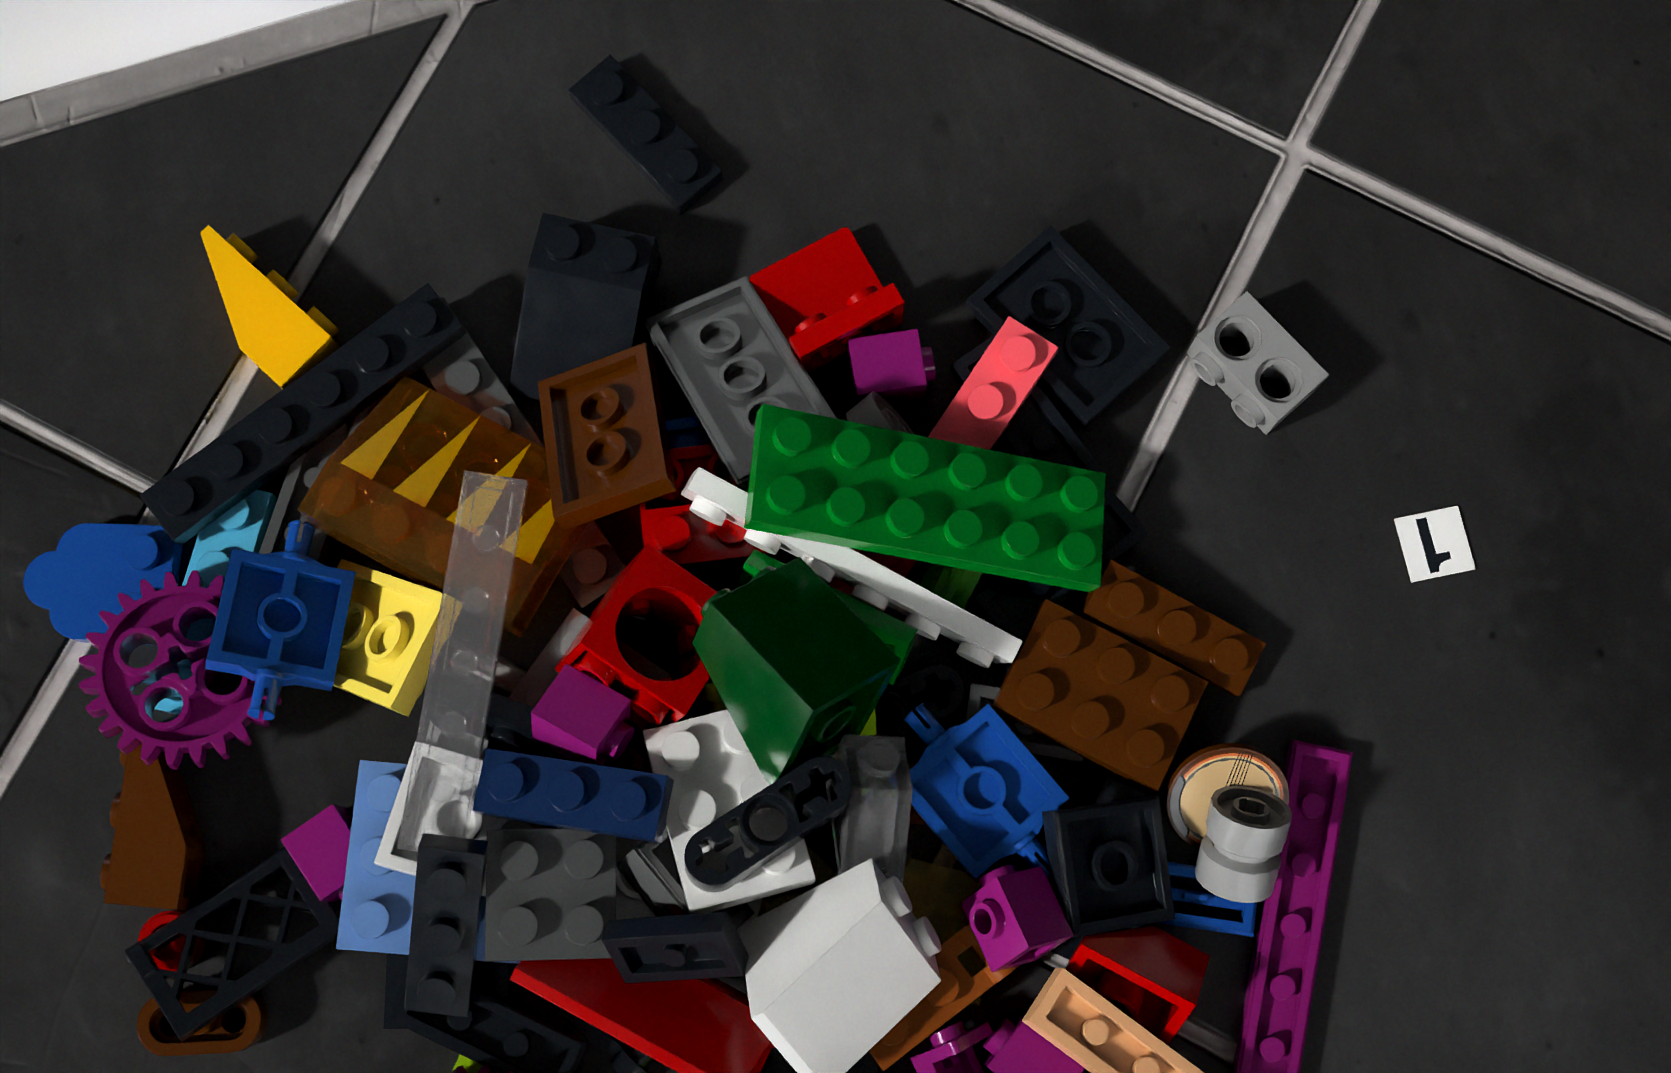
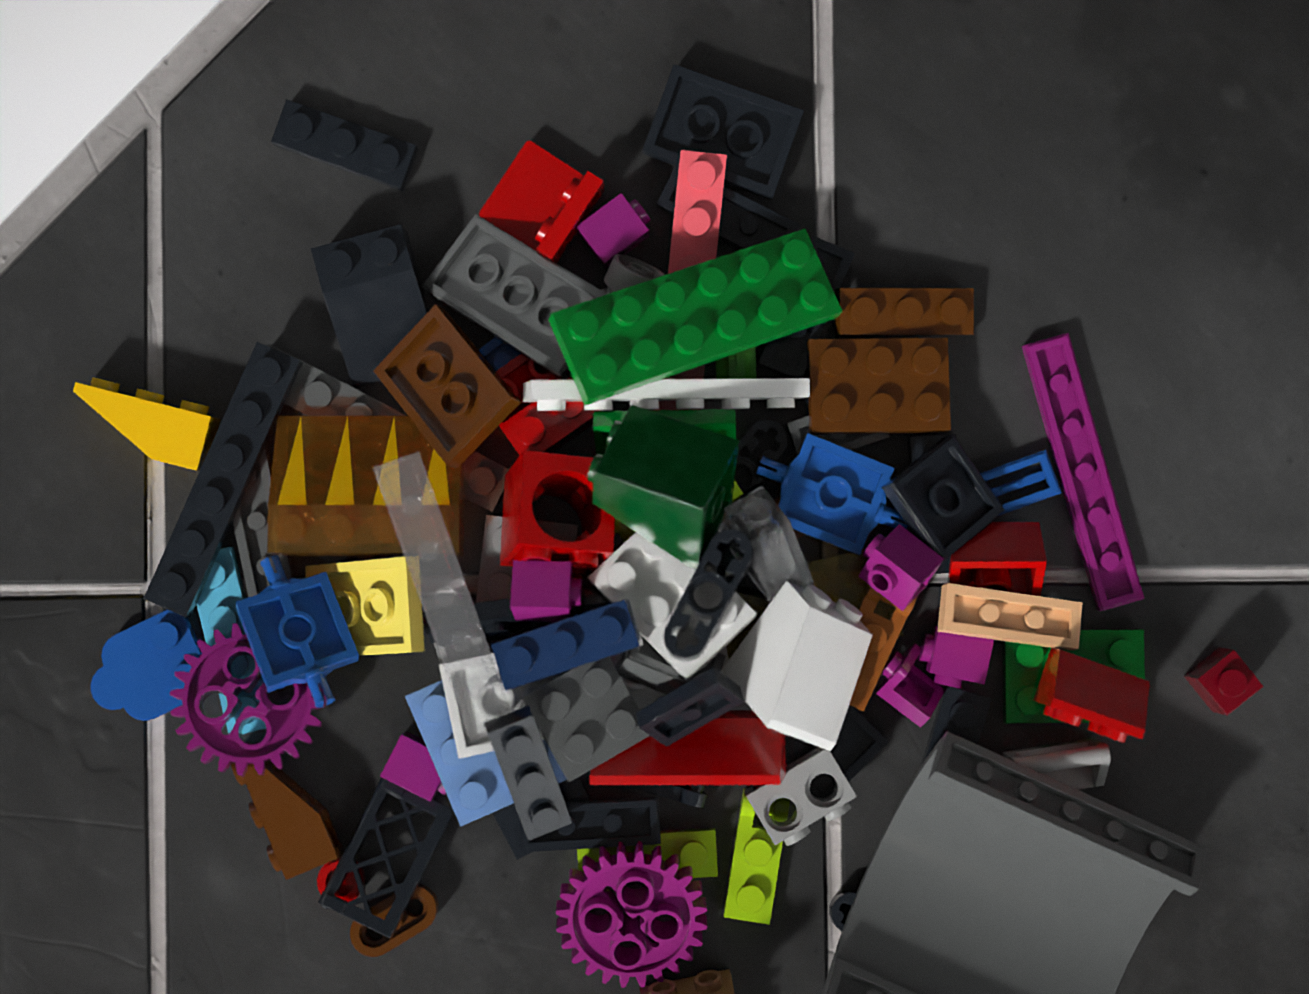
camera: 30 degrees left, 10 degrees up
(1209, 770) = (999, 409): piece -> none
(1243, 843) = (1025, 436): light grey wheel -> none
(1268, 354) = (873, 78): light grey brick -> none
(1434, 544) = (1054, 154): white sticker -> none

